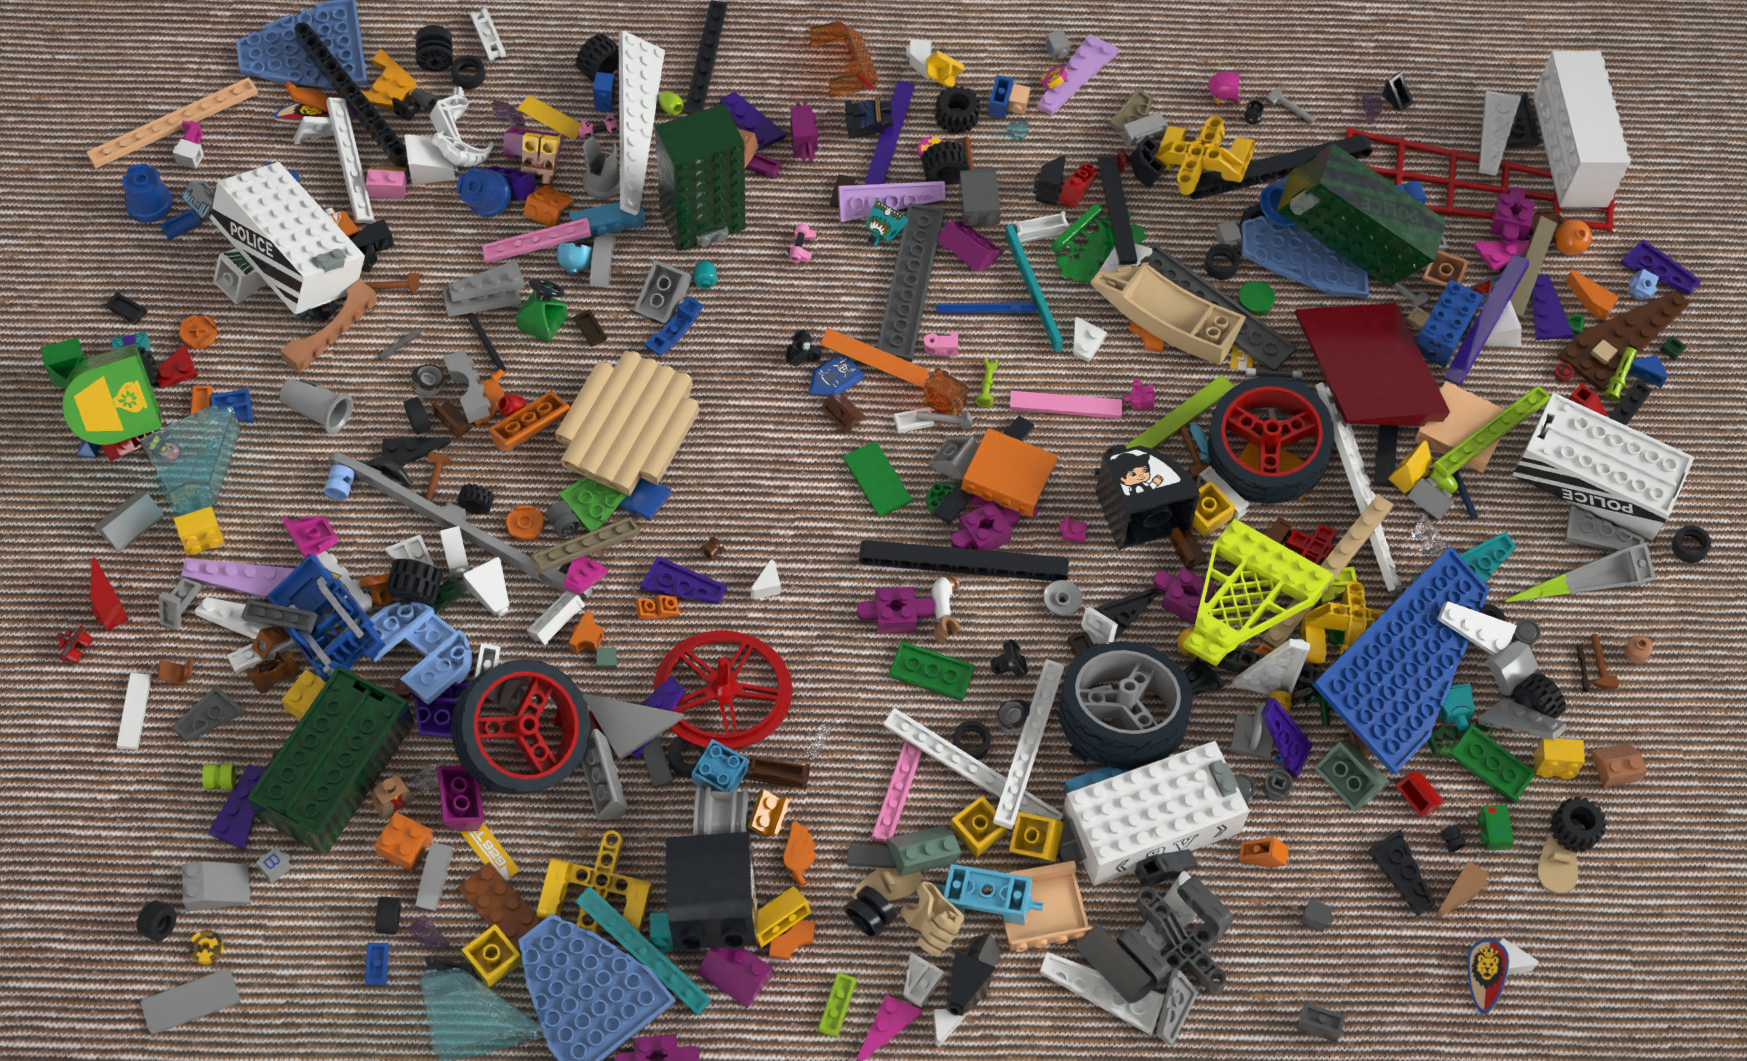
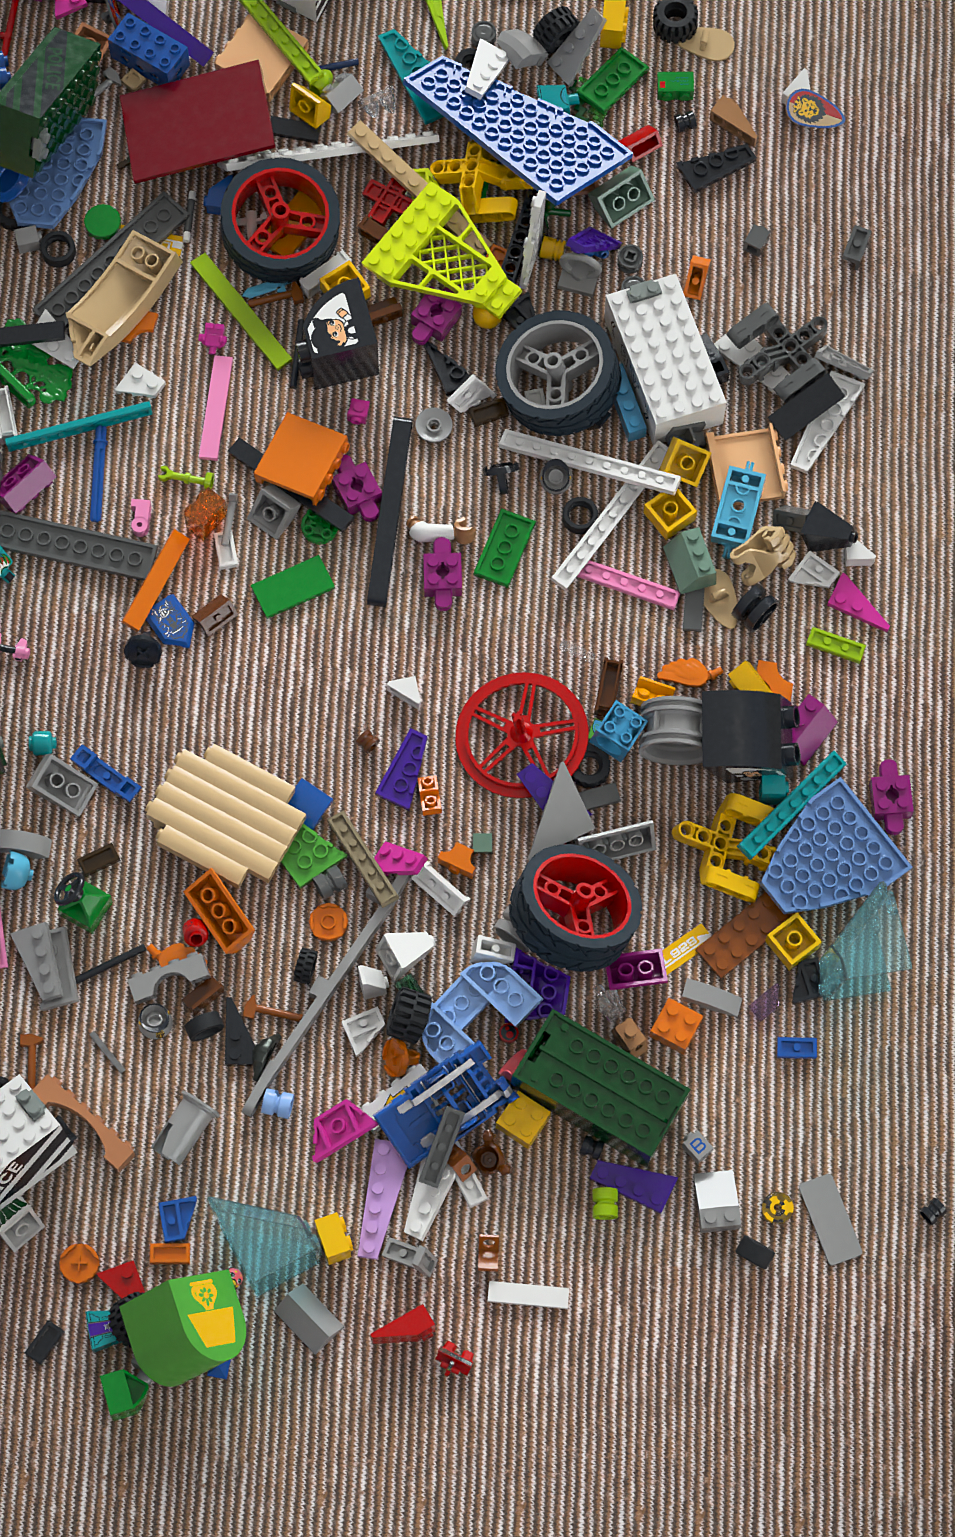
camera: 85 degrees left, 10 degrees up
(207, 714) = (535, 1221): dark grey wing -> none
(388, 915) = (751, 1037): black tyre -> none

